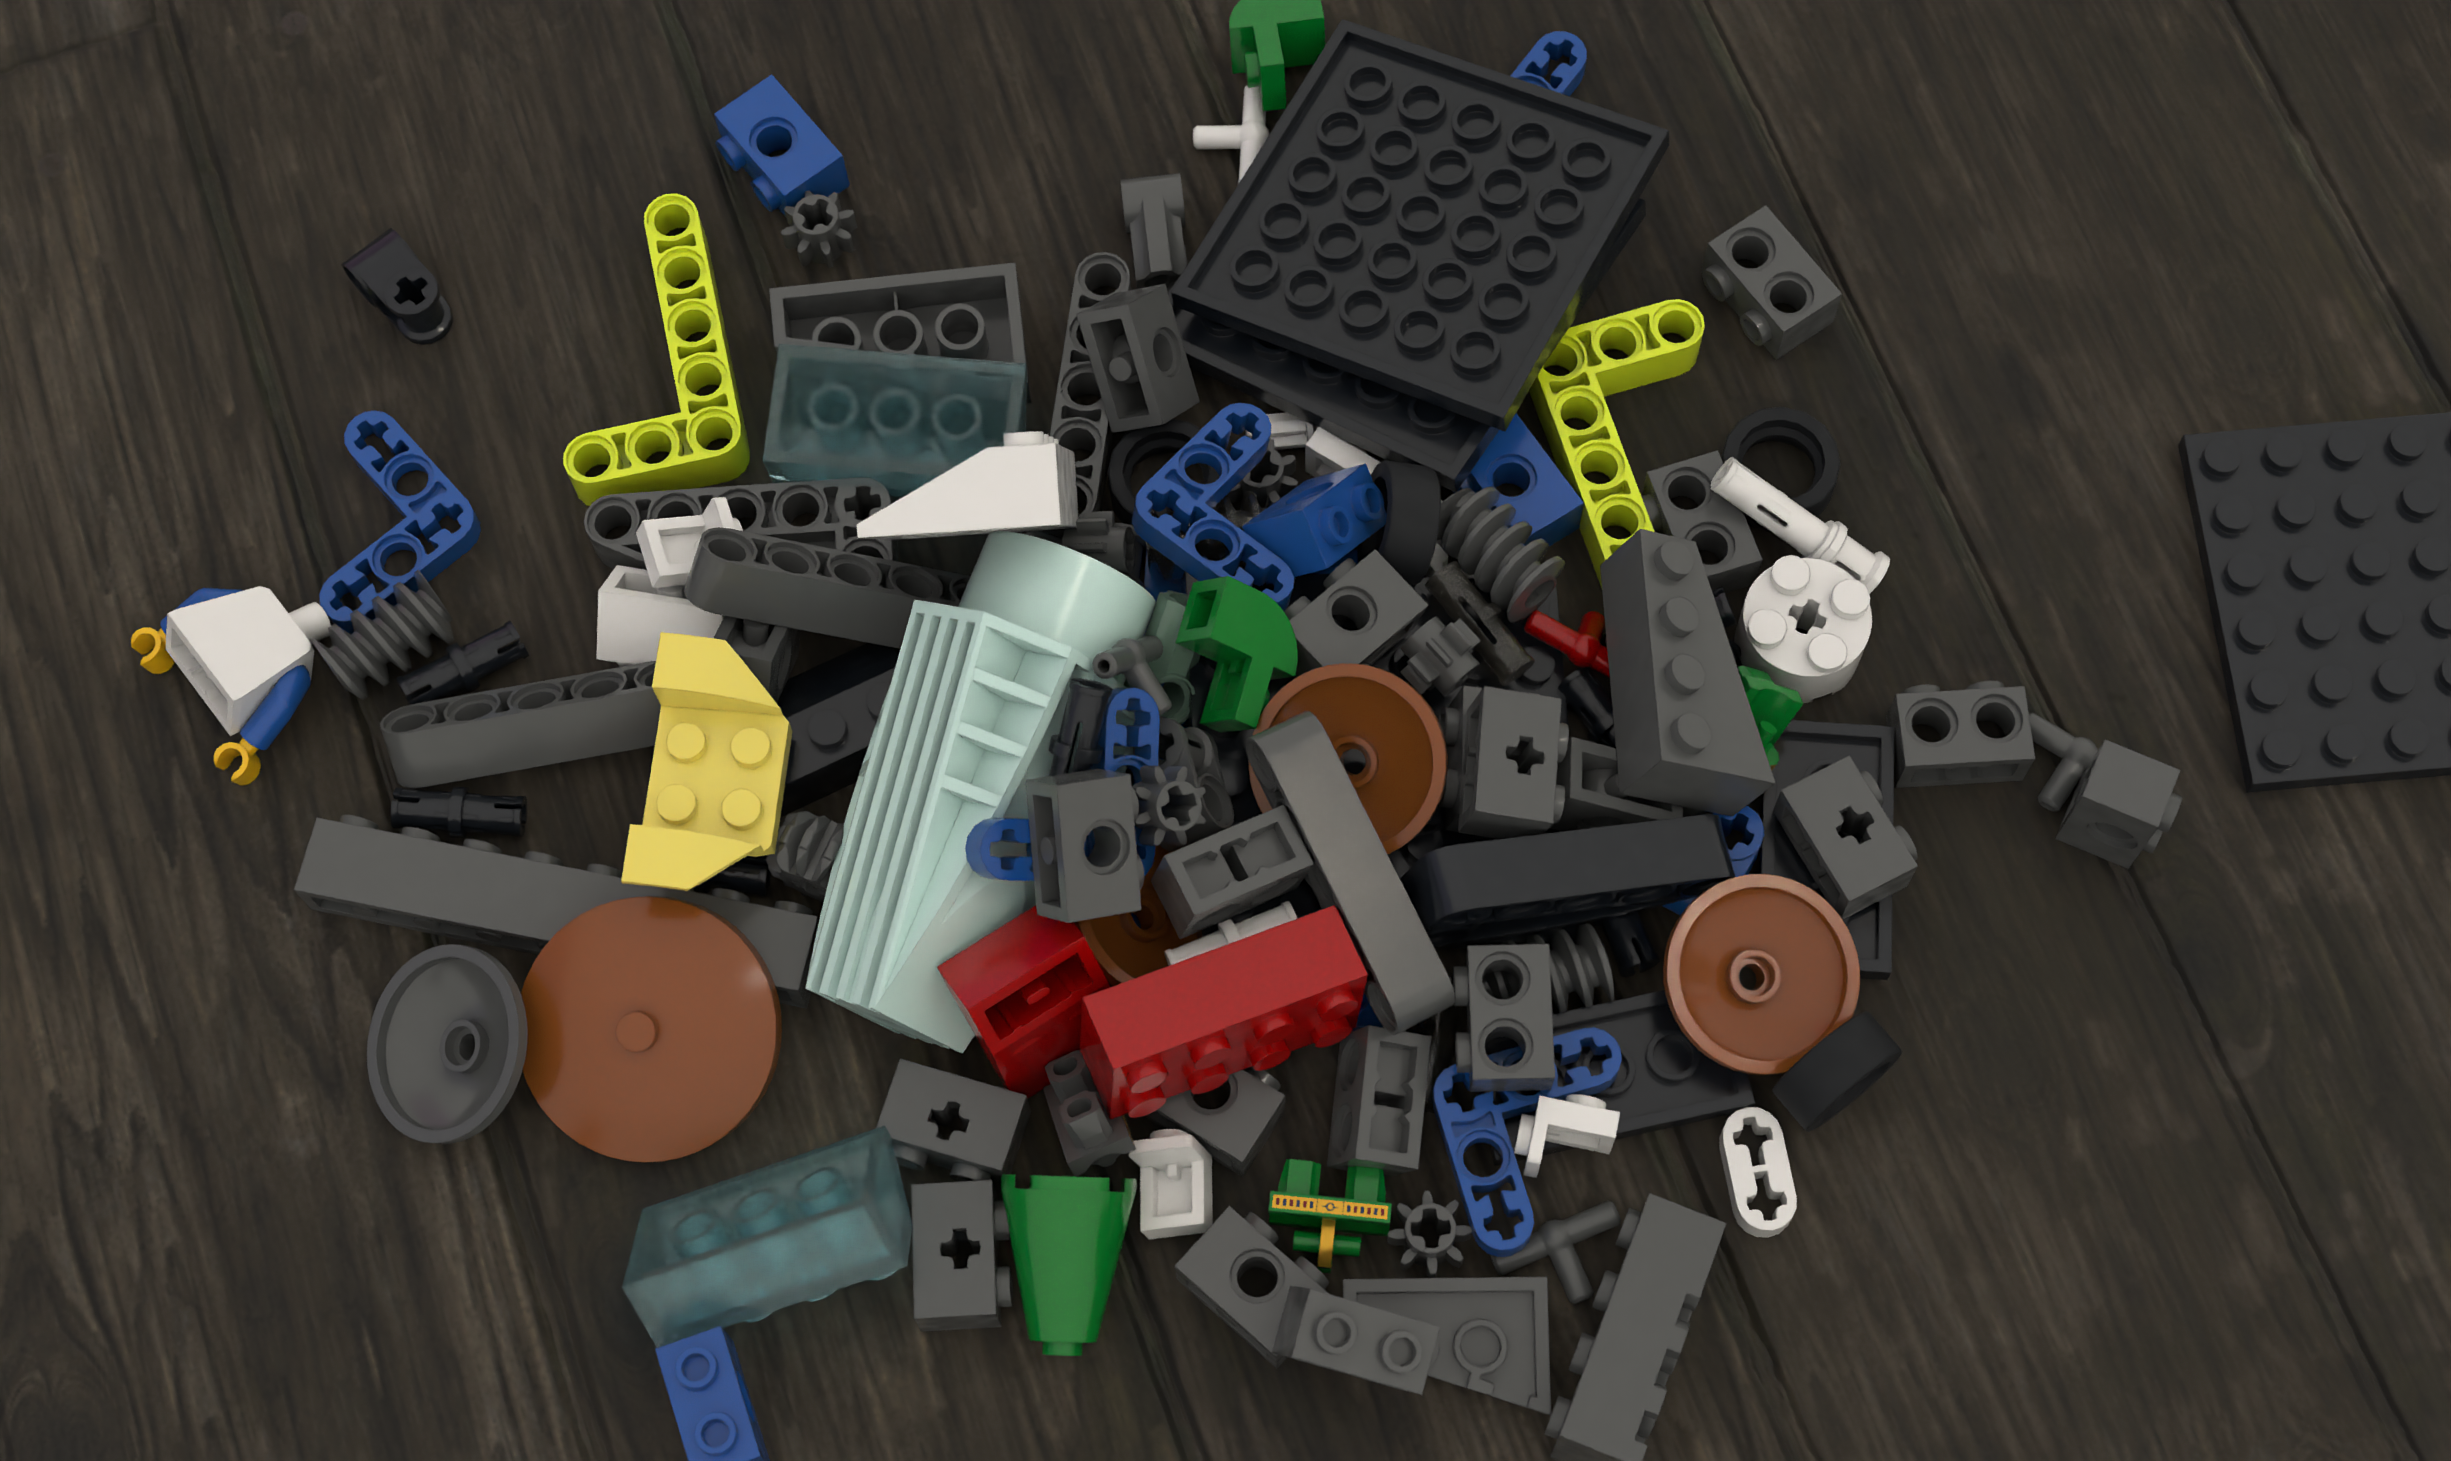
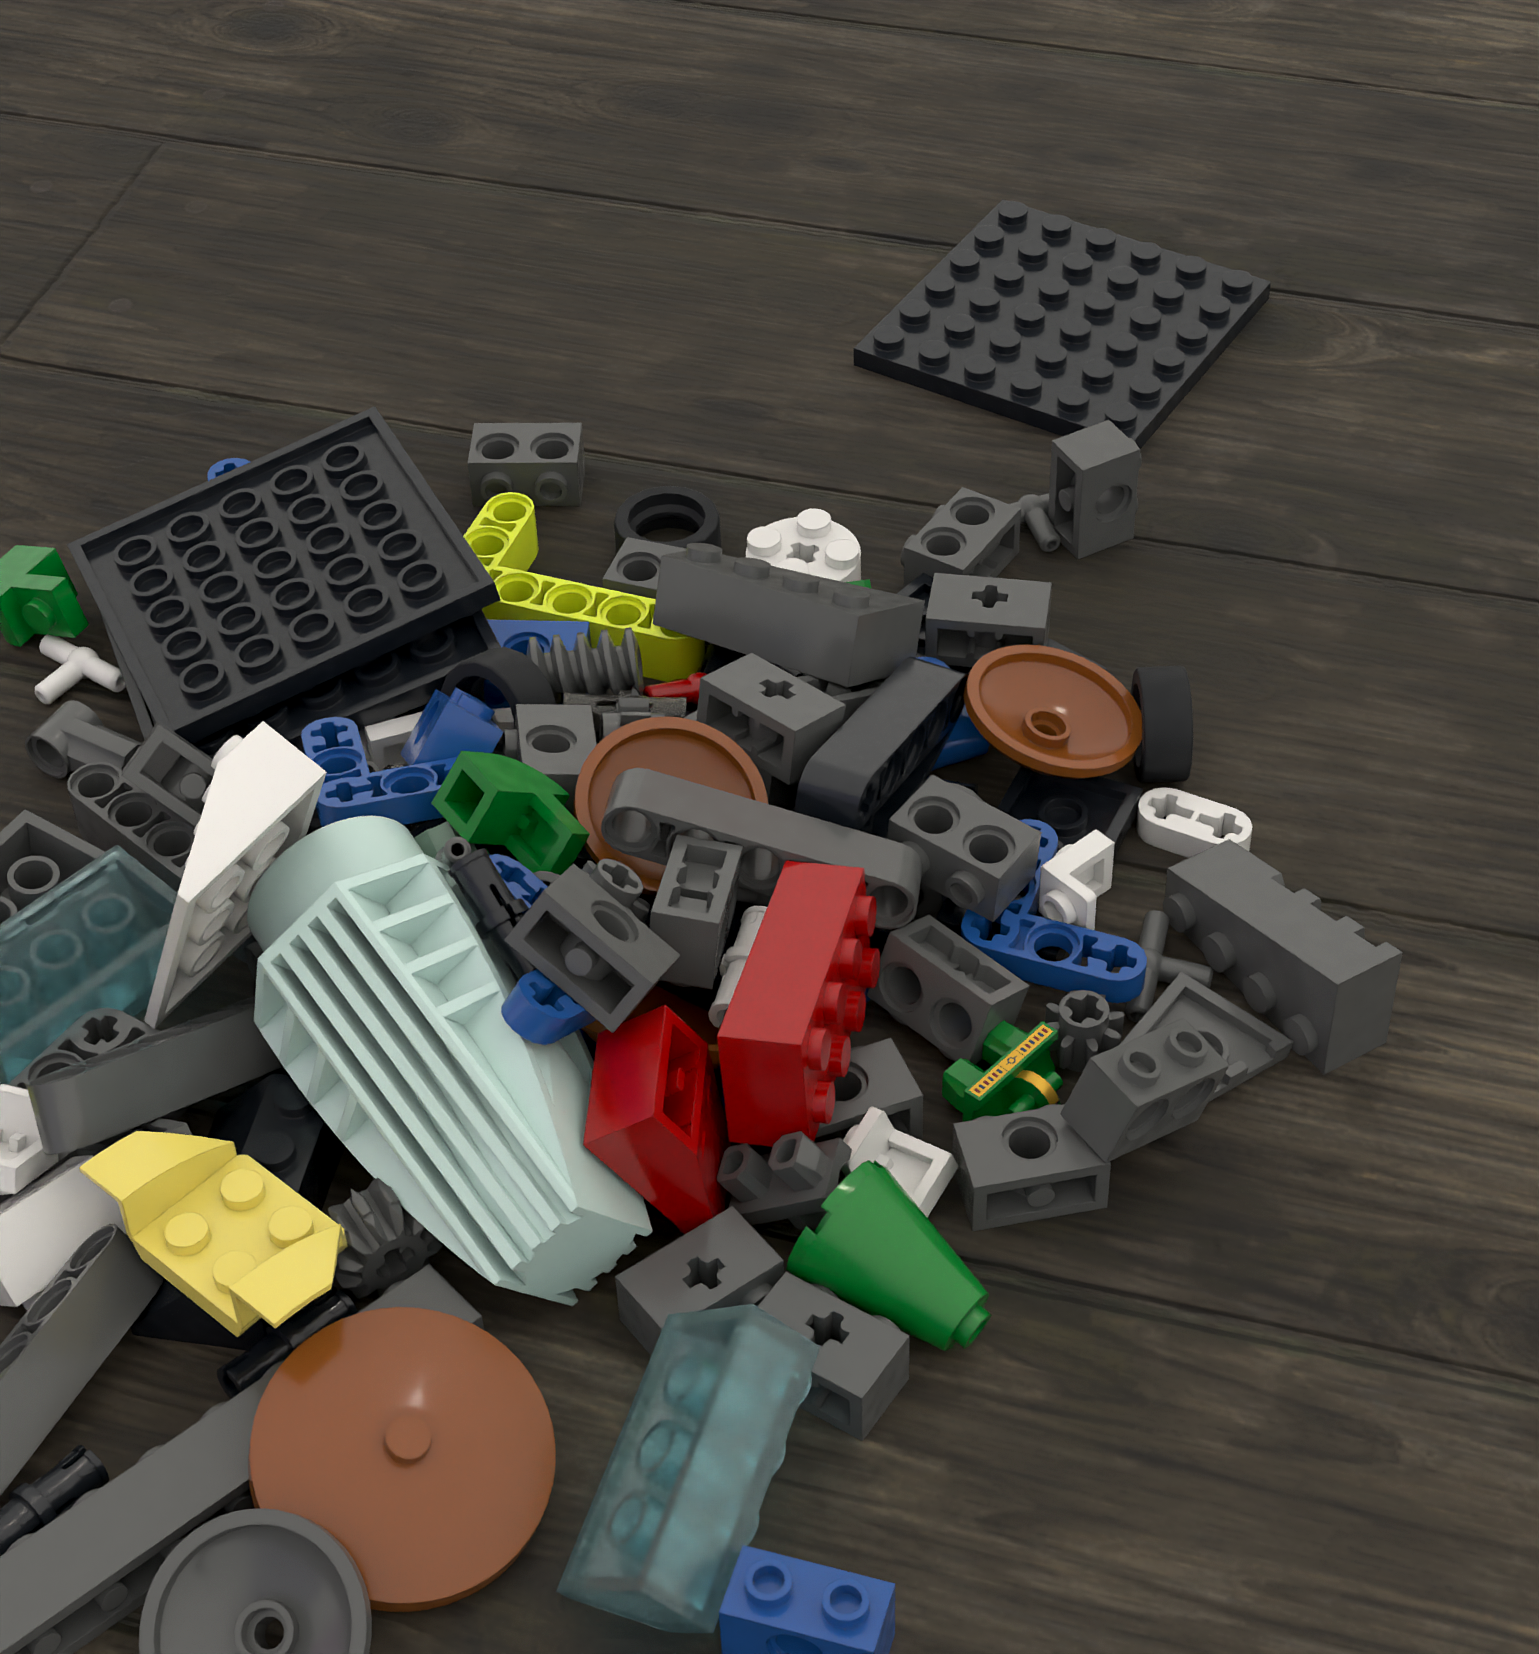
camera: 55 degrees left, 25 degrees down
(1797, 525) = (707, 528): white pin -> none

